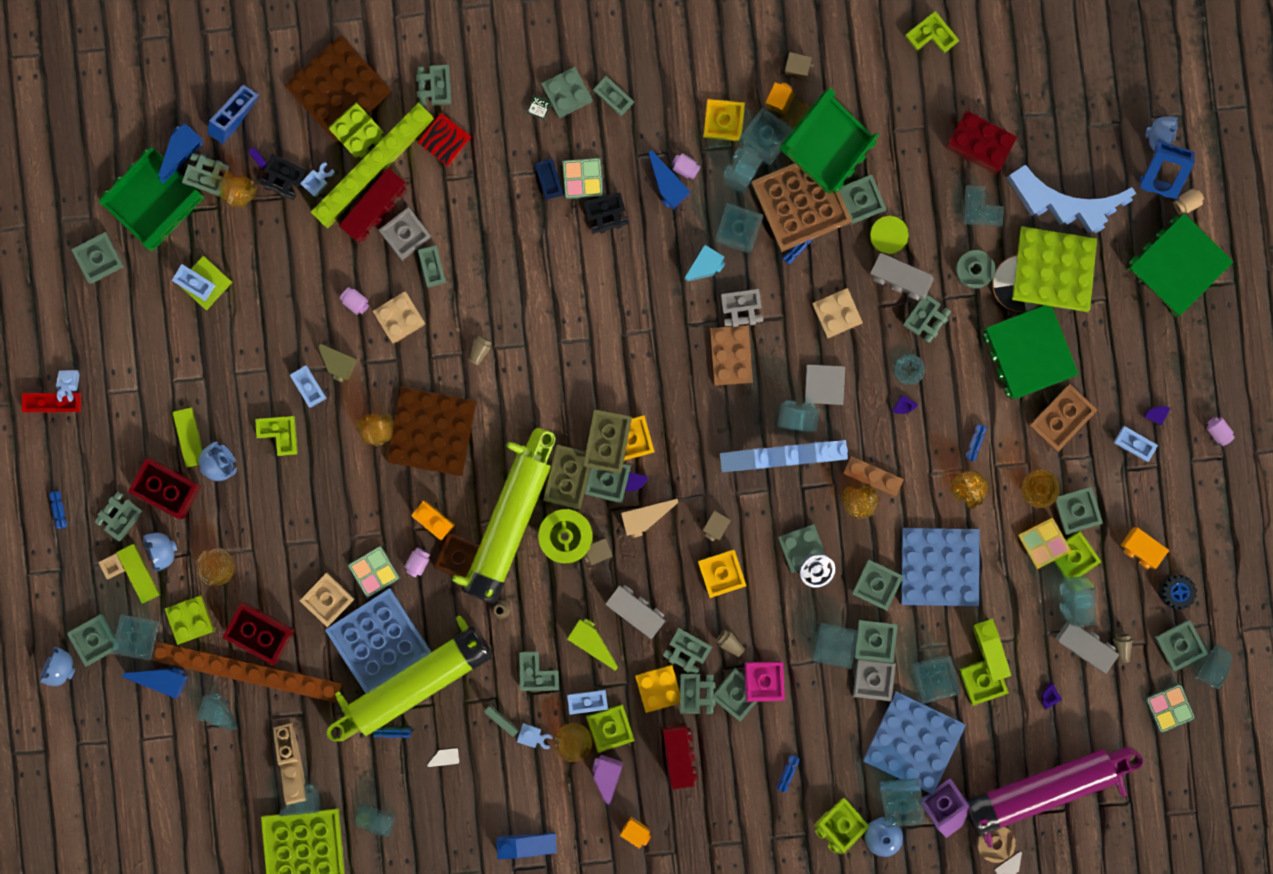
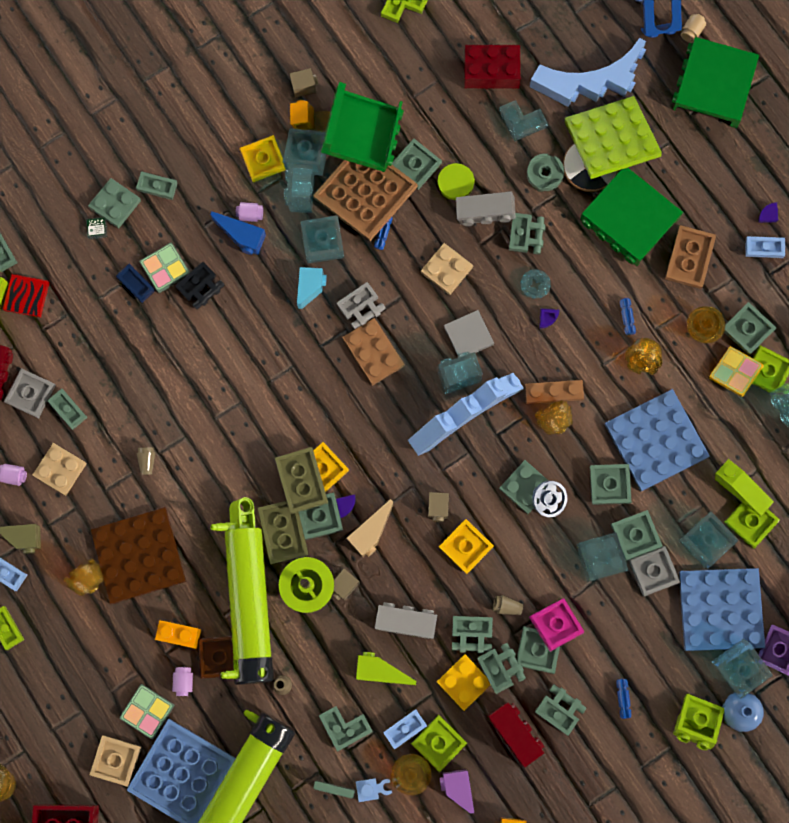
camera: 25 degrees left, 10 degrees down
(723, 757) = (556, 714): none -> sand green plate

